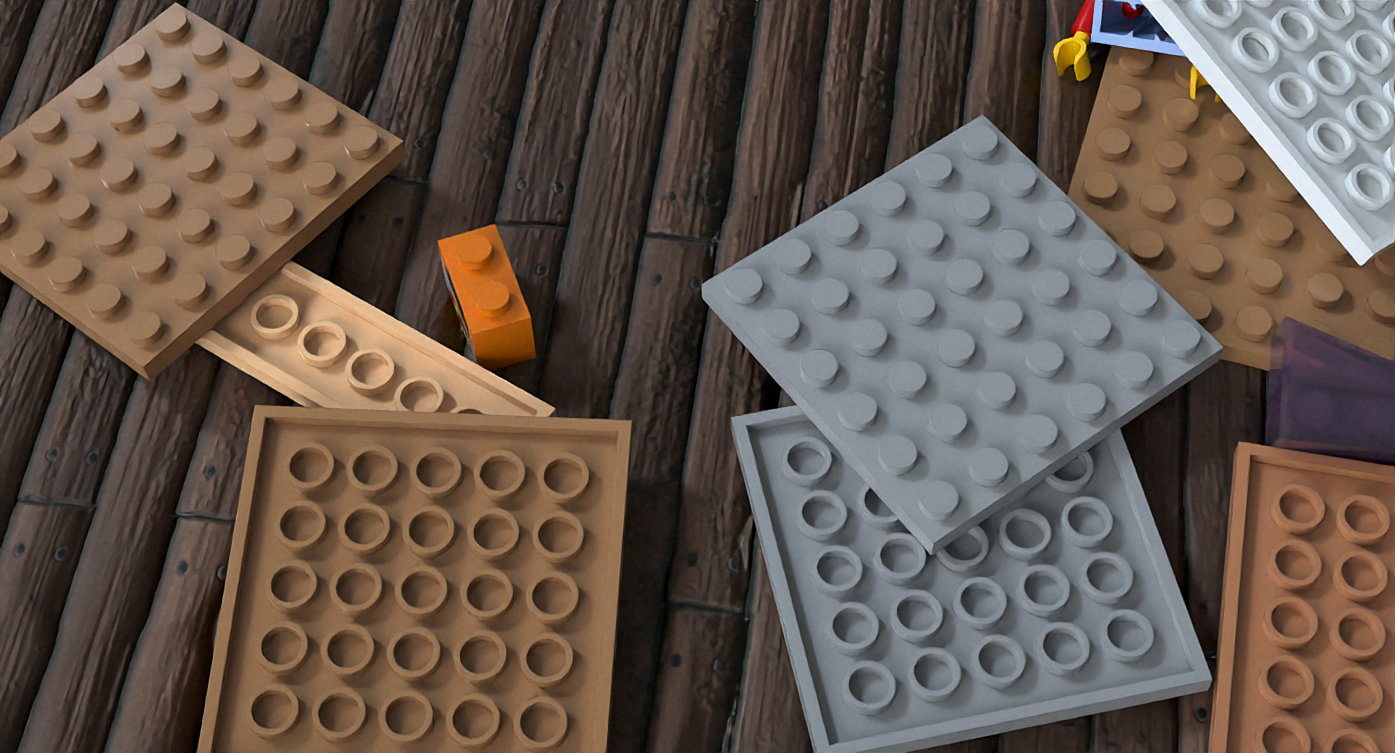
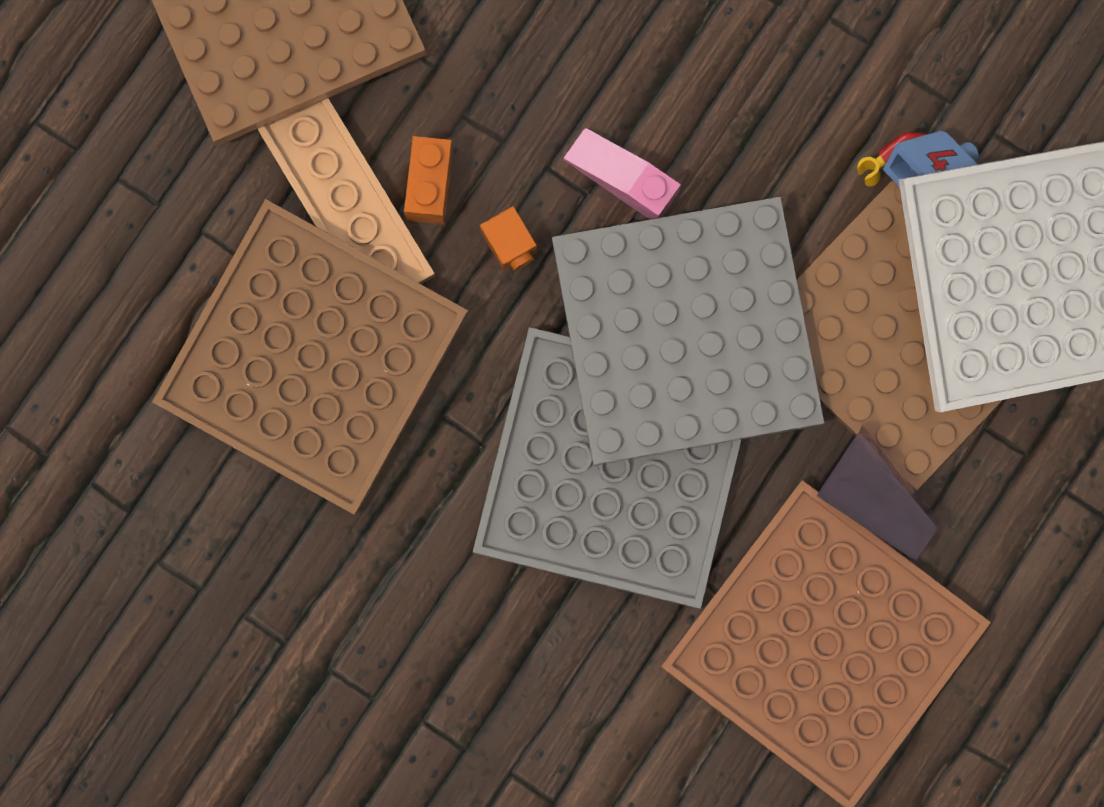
camera: 25 degrees right, 25 degrees up
(640, 324) = (509, 240): none -> orange brick
(756, 186) = (623, 174): none -> bright pink slope

